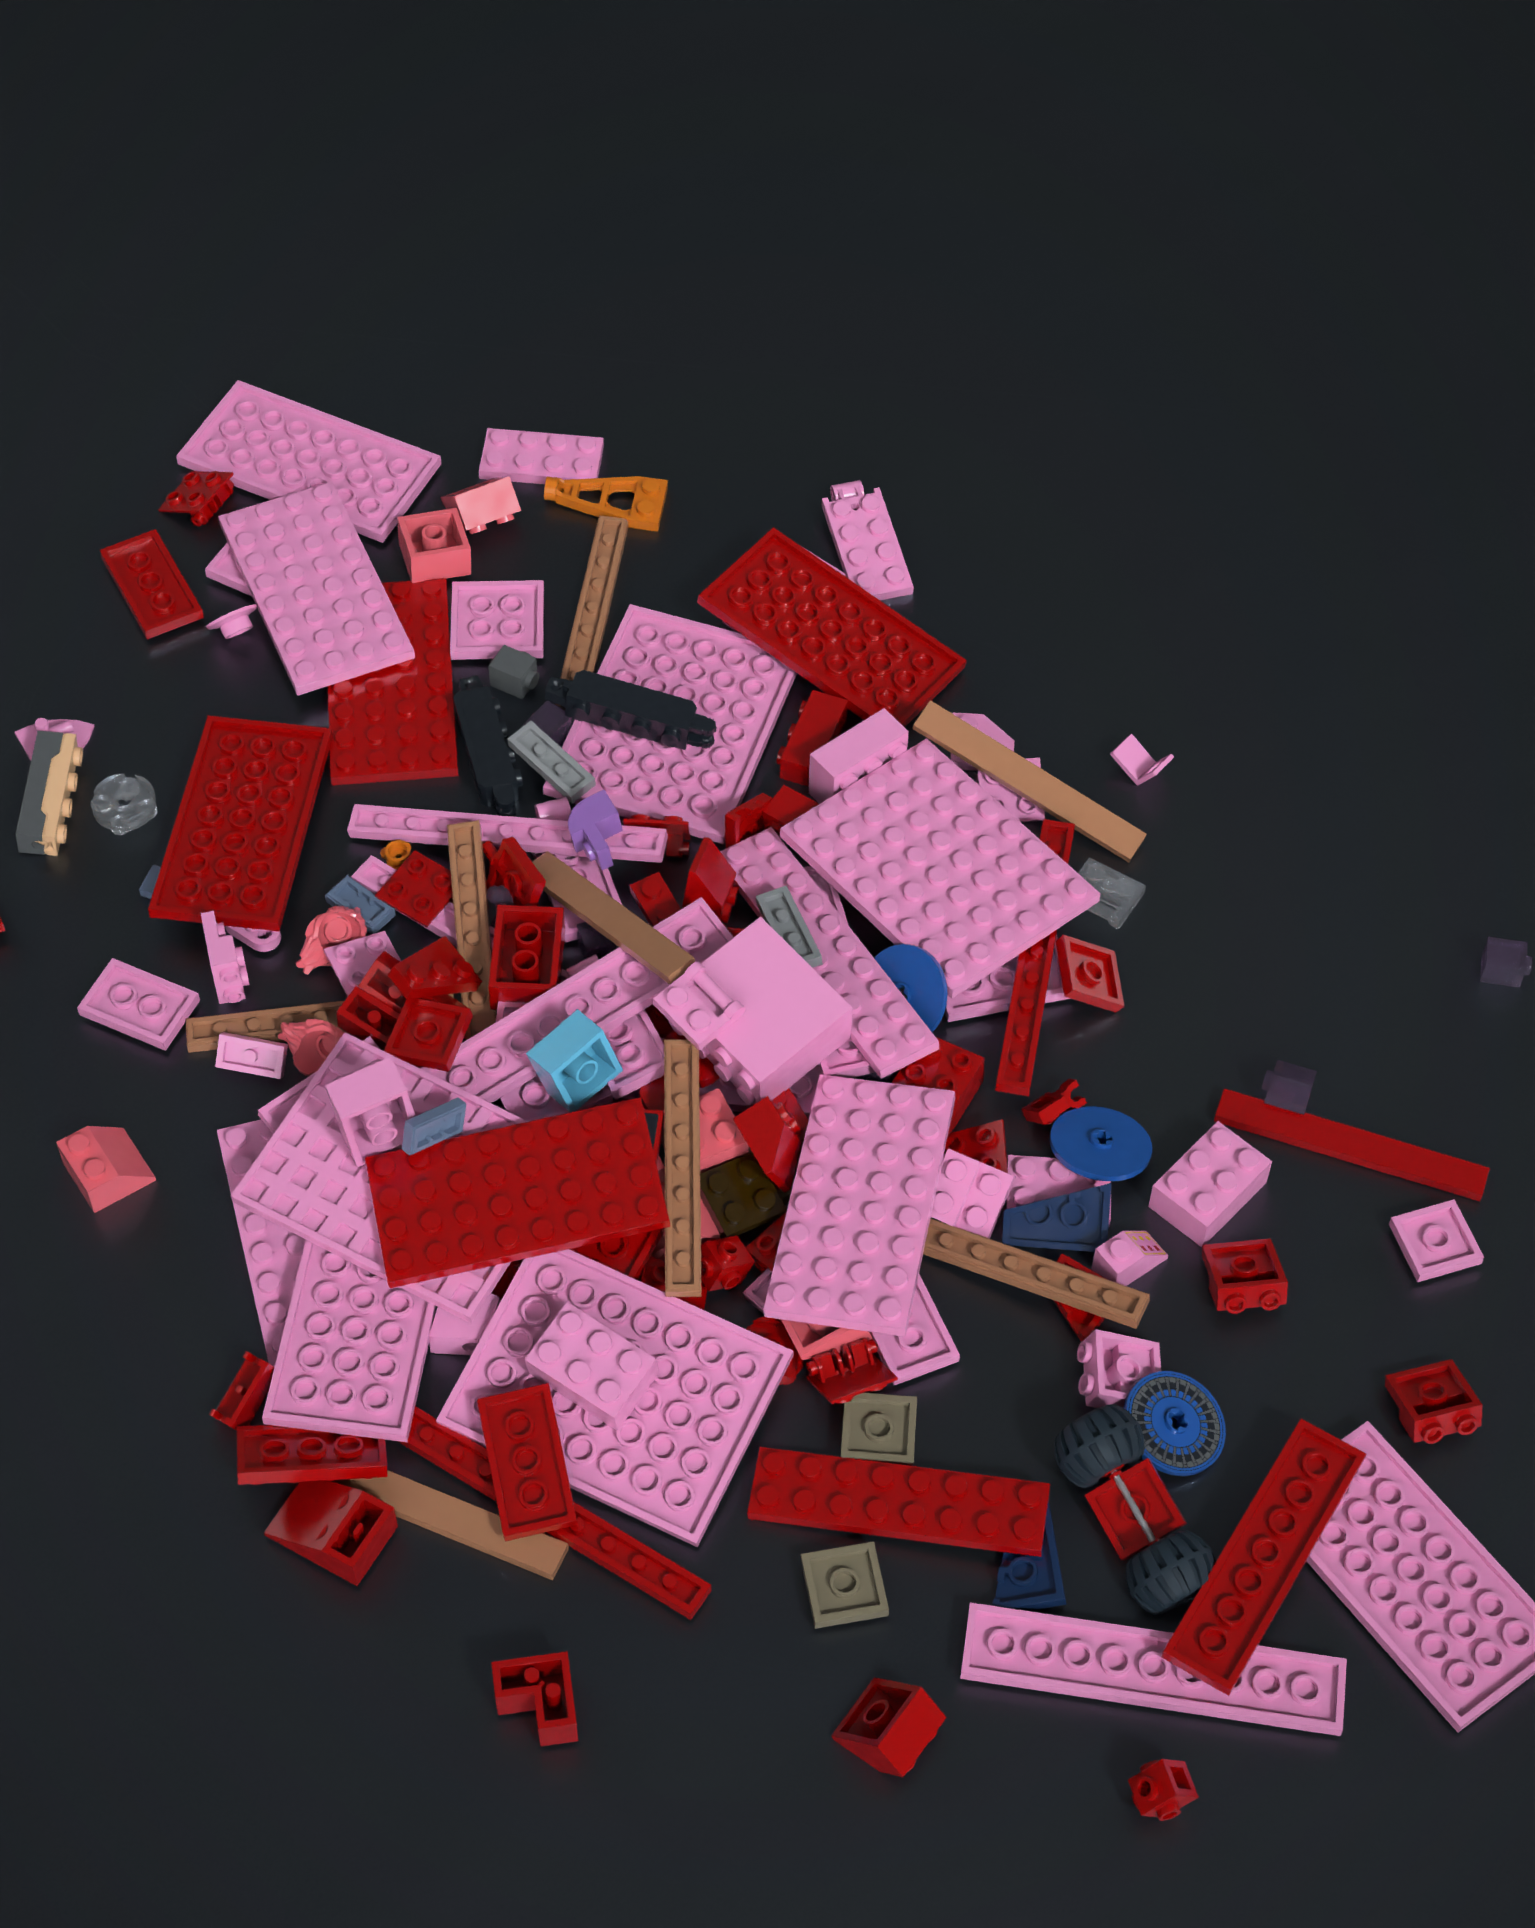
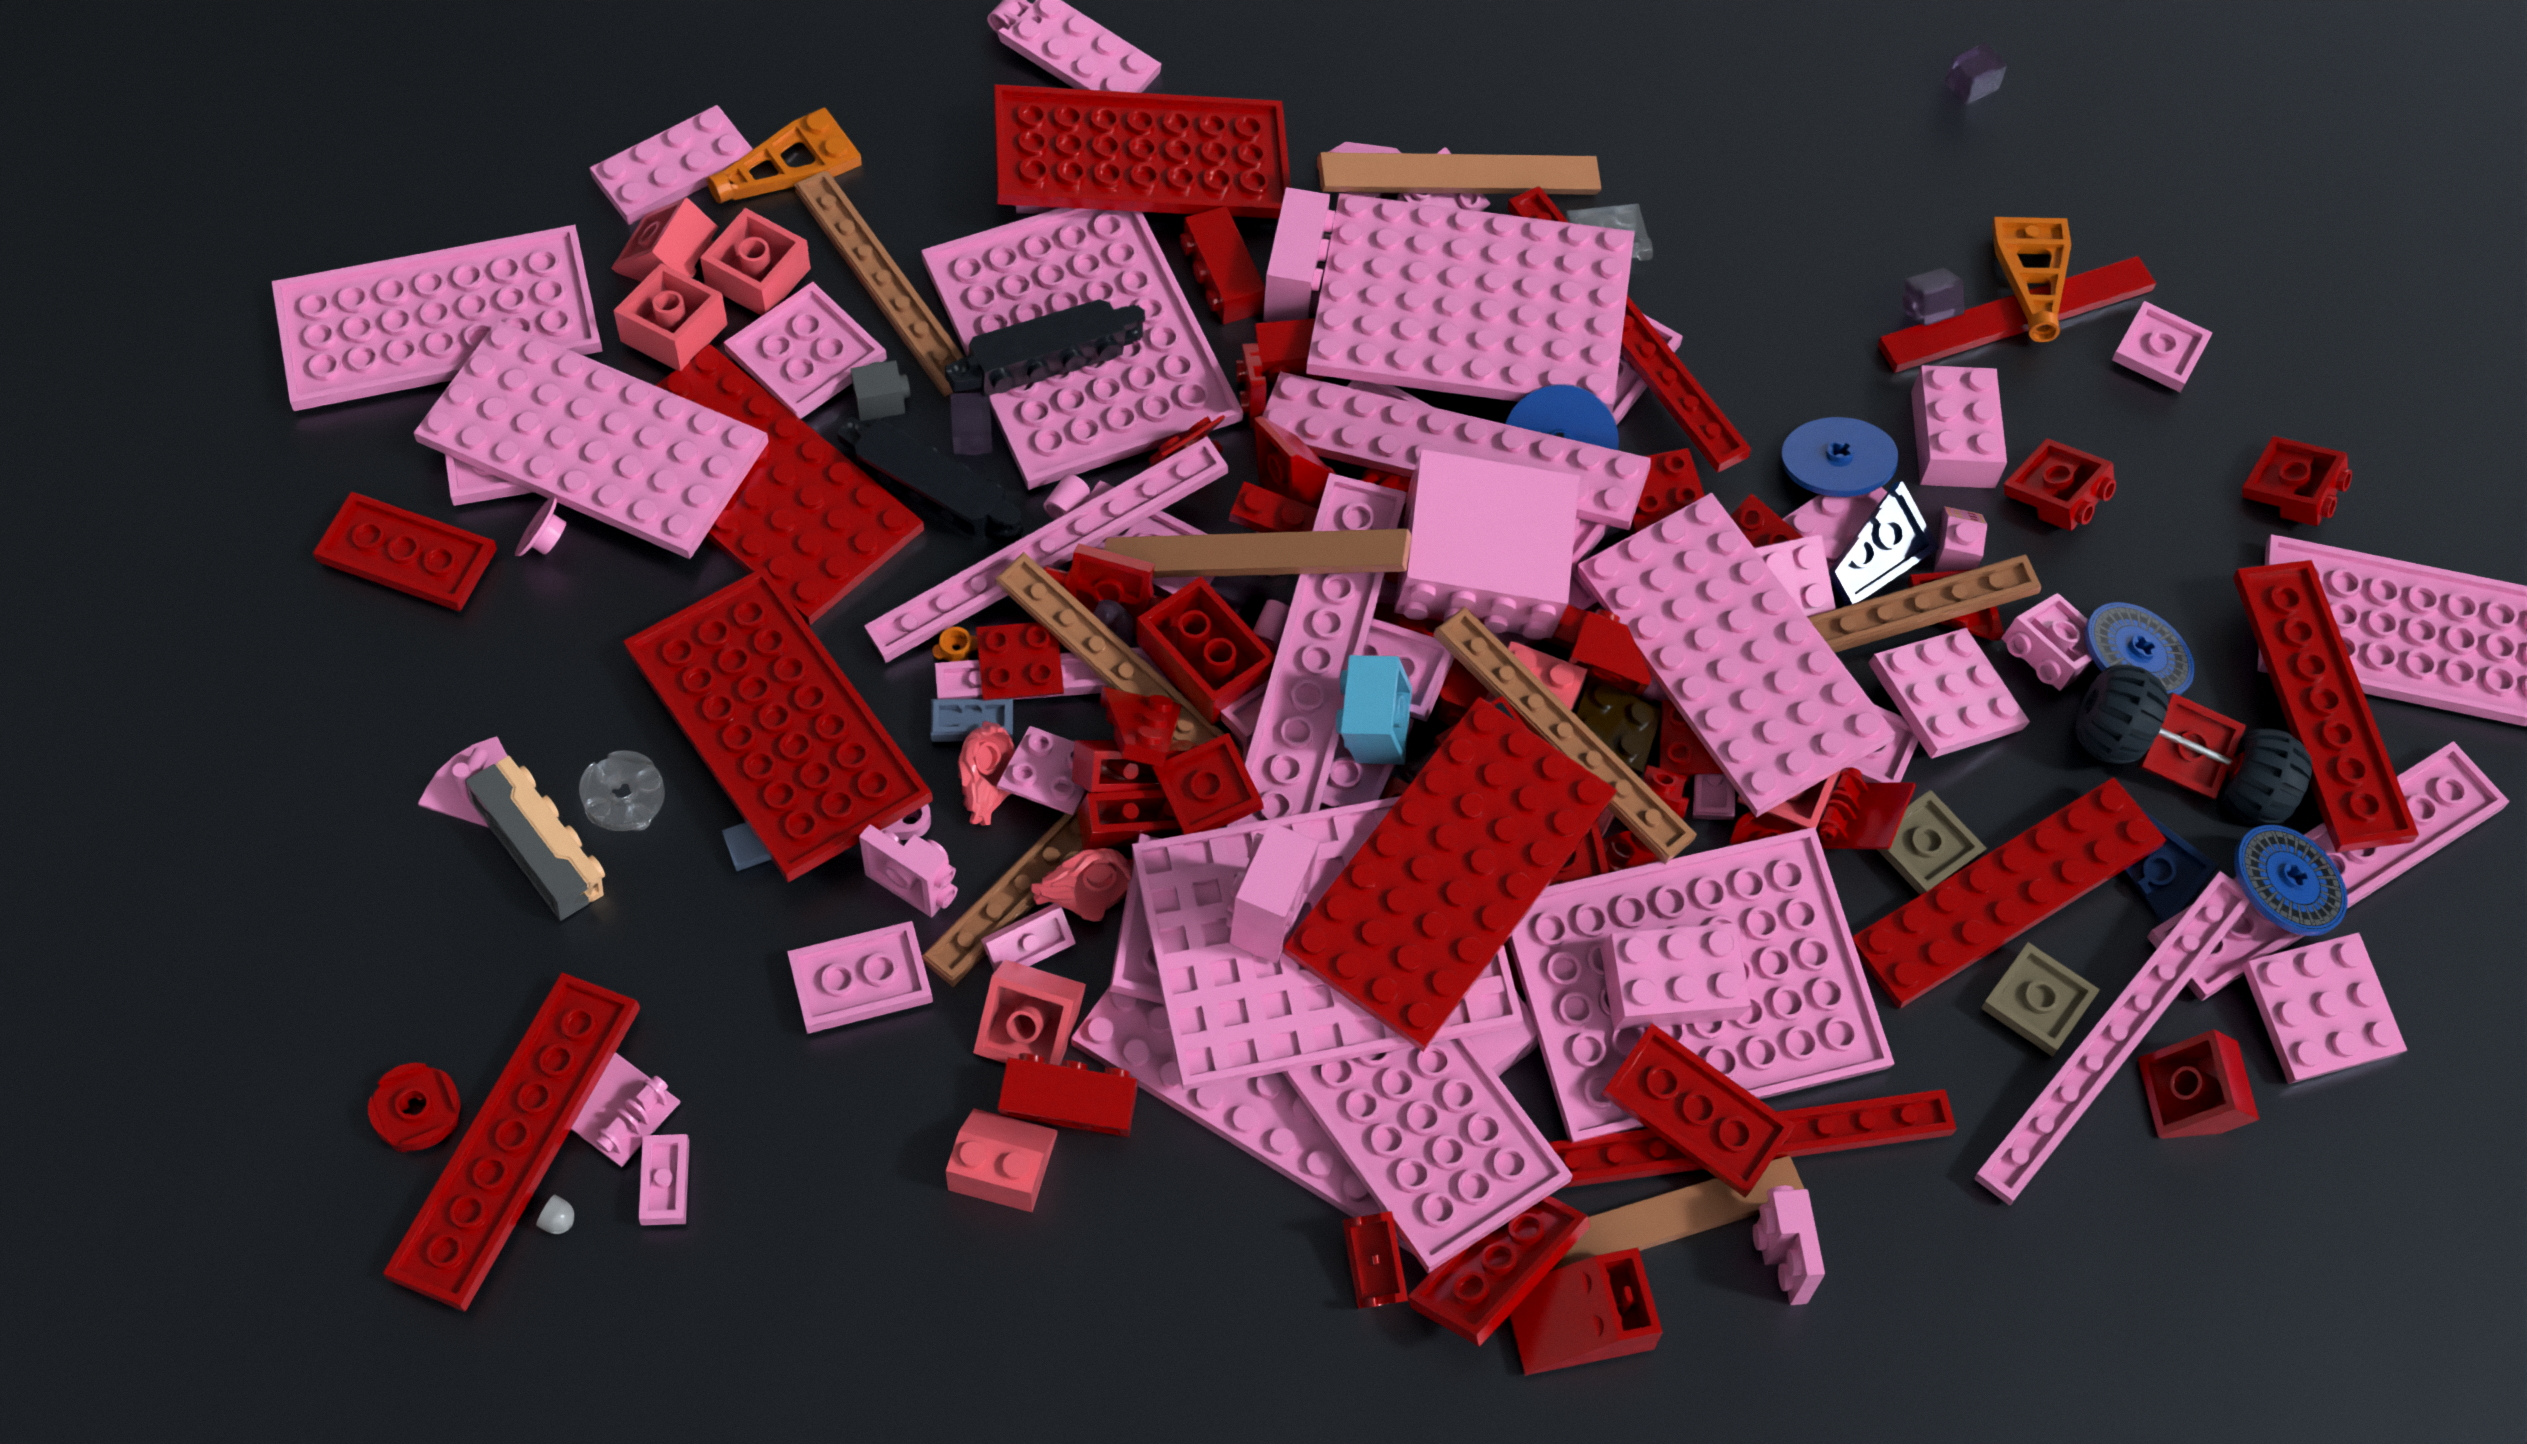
camera: 45 degrees left, 5 degrees up
(177, 1159) = (1068, 1095): none -> red brick
(200, 495) = (354, 427): red hinge -> none
(204, 1097) = (1028, 1014): none -> coral slope
(433, 1126) = (1330, 865): sand blue plate -> none
(503, 1584) = (1790, 1237): none -> bright pink plate
(519, 545) = (755, 262): none -> coral brick
(538, 1685) = (1922, 1295): red brick -> none
(551, 761) = (1019, 449): light grey plate -> none
(591, 824) = (1141, 481): medium lavender brick -> none
(690, 1013) = (1449, 583): bright pink plate -> none
(785, 918) = (1403, 443): light grey plate -> none
(864, 1644) = (2113, 1039): none -> bright pink plate
(1003, 1347) = (1948, 692): none -> bright pink plate
(1038, 1749) = (2323, 1008): none -> bright pink plate
(1050, 1105) = (1768, 453): red plate -> none
(1073, 1634) = (2290, 880): none -> piece
(1089, 973) = (1681, 313): red plate -> none
(1137, 761) = (1522, 99): bright pink bracket -> none
(1162, 1788) = (2444, 946): red brick -> none
(1412, 1095) = (2034, 236): none -> orange plate

